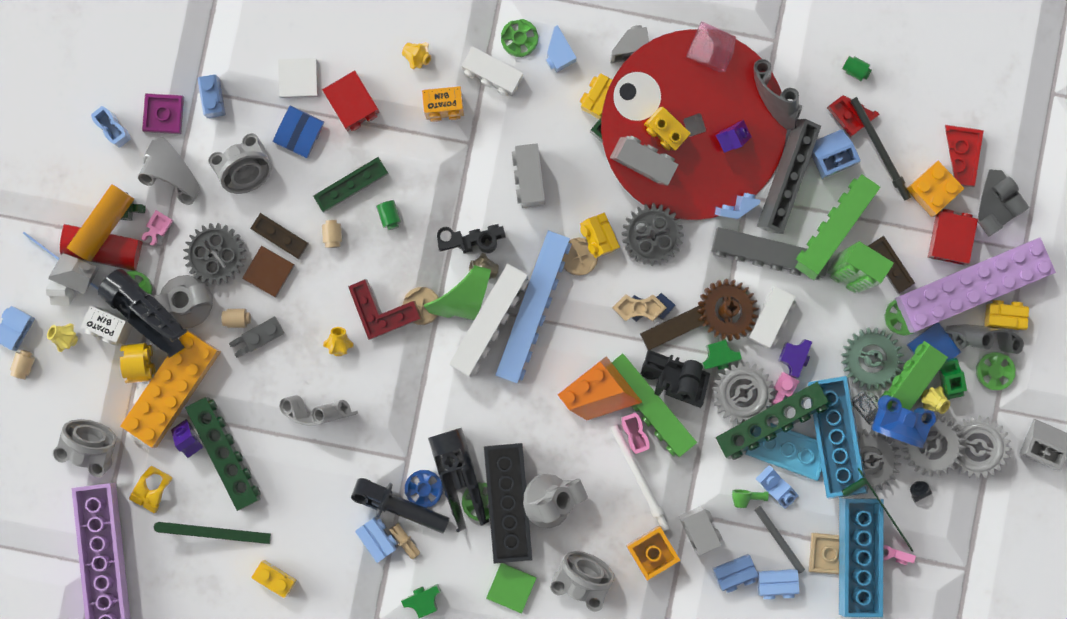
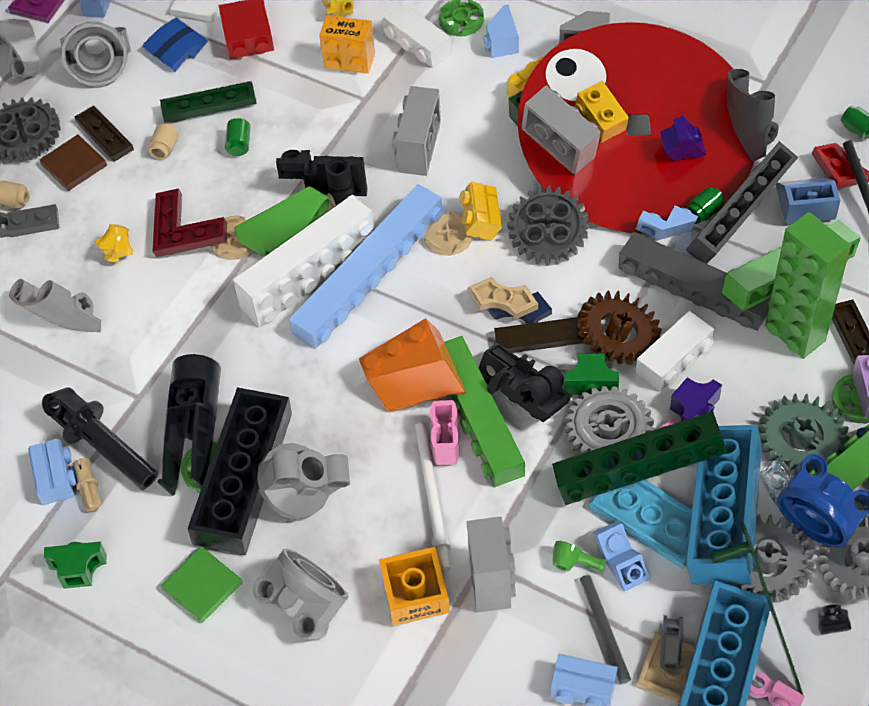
camera: 20 degrees right, 30 degrees down
(423, 488) = (141, 432): blue piece -> none
(712, 47) = (681, 48): clear pink slope -> none
(735, 573) = (525, 650): medium blue brick -> none
(761, 183) = (706, 203): none -> green brick
(825, 544) = (671, 644): none -> dark grey bar

